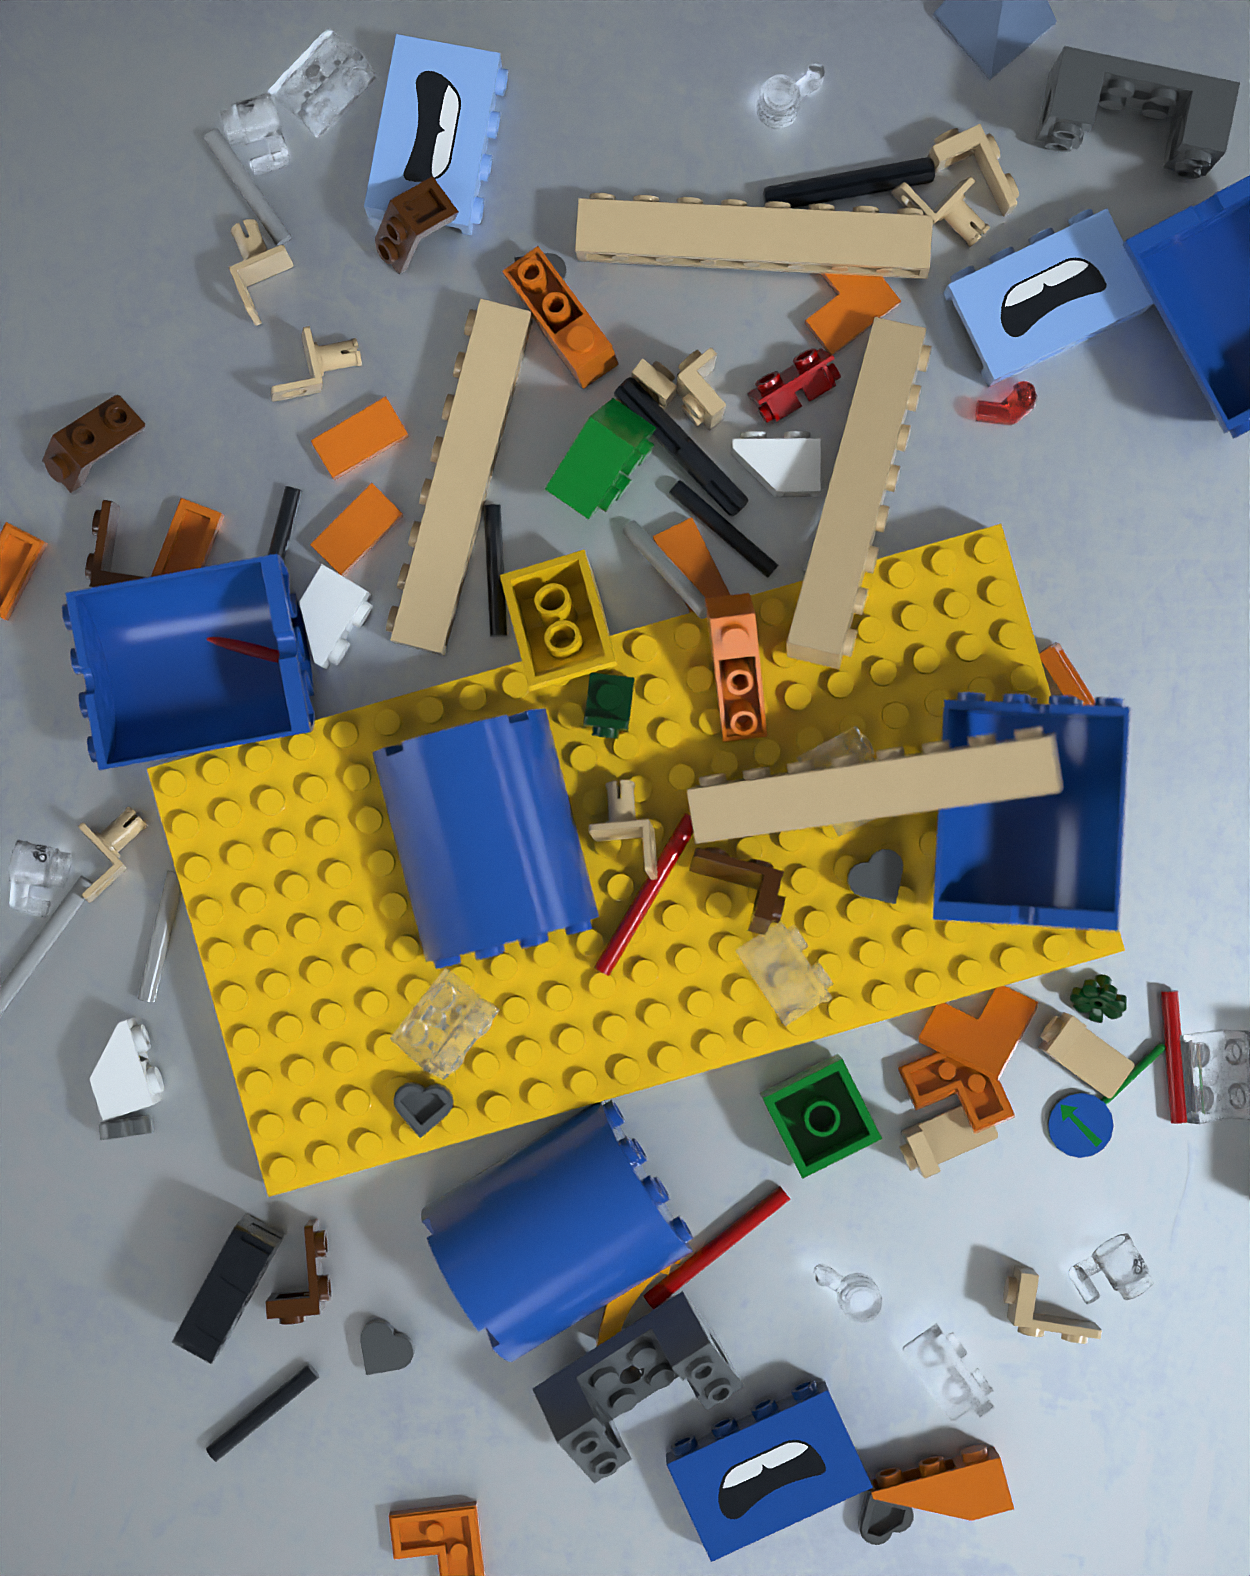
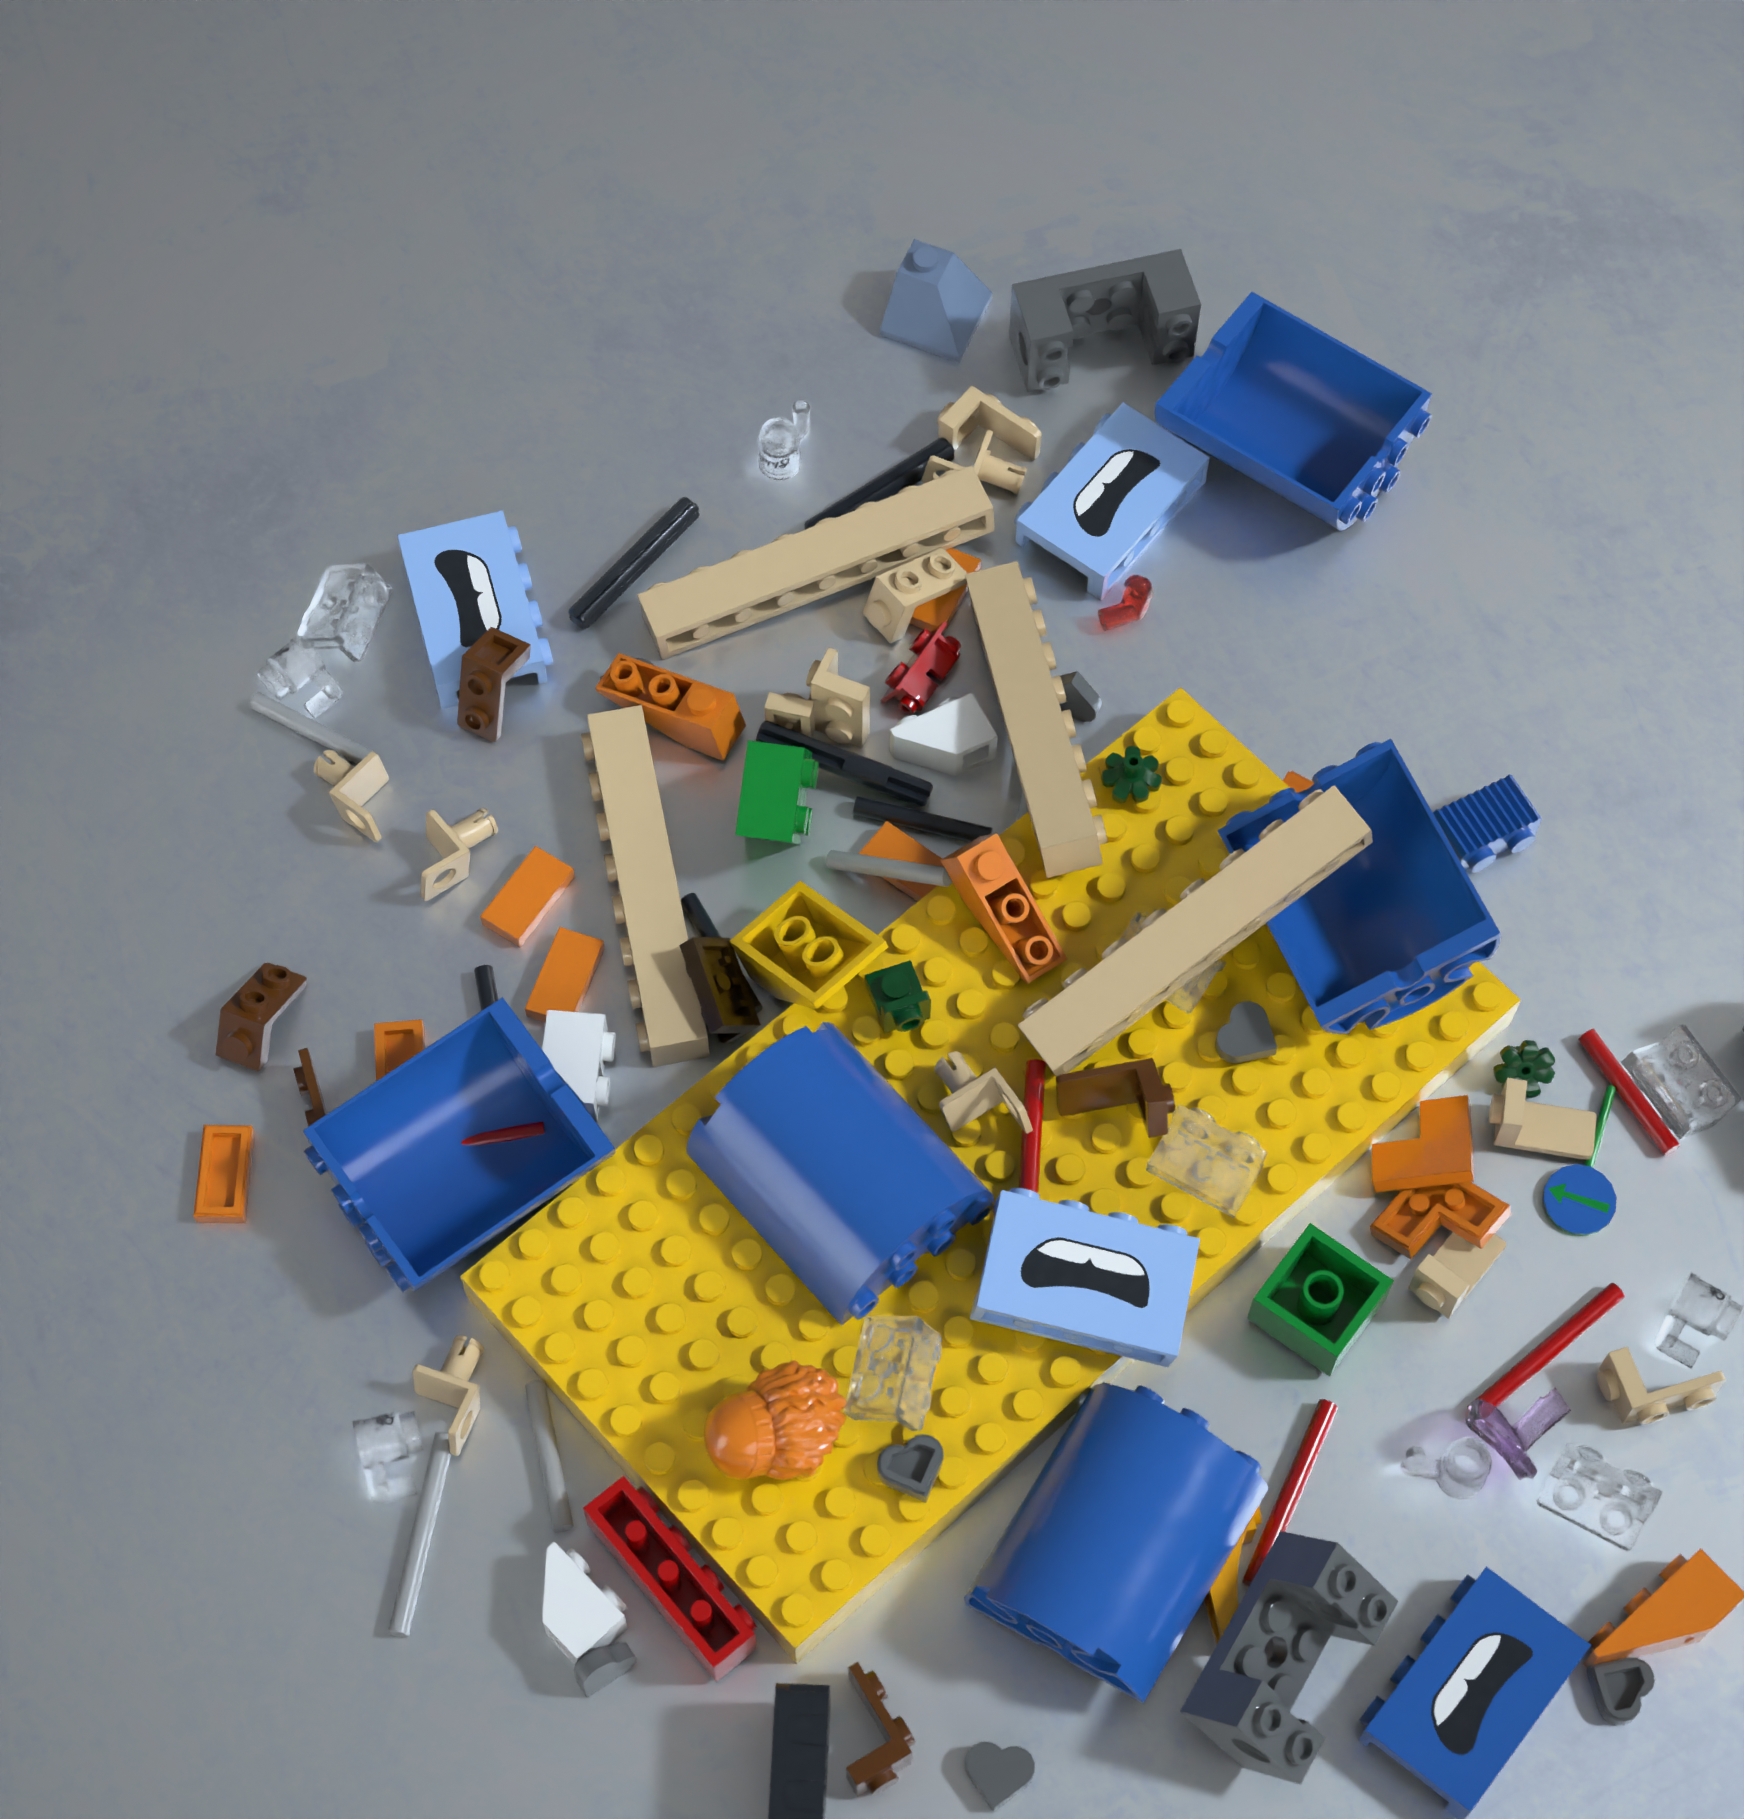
camera: 25 degrees left, 25 degrees down
(203, 1090) = (670, 1577): none -> red brick
(326, 1032) = (777, 1424): none -> orange hair
(472, 612) = (720, 987): none -> dark brown bracket
(598, 153) = (634, 563): none -> black axle
(633, 1027) = (1086, 1277): none -> light blue panel
(825, 305) = (908, 586): none -> tan bracket
(903, 599) = (1131, 775): none -> dark green plant
(911, 1294) = (1516, 1440): none -> clear purple piece
(913, 478) = (1080, 697): none -> dark grey tile
(980, 1235) = (1552, 1345): none -> red bar
(1193, 769) = (1489, 823): none -> blue brick

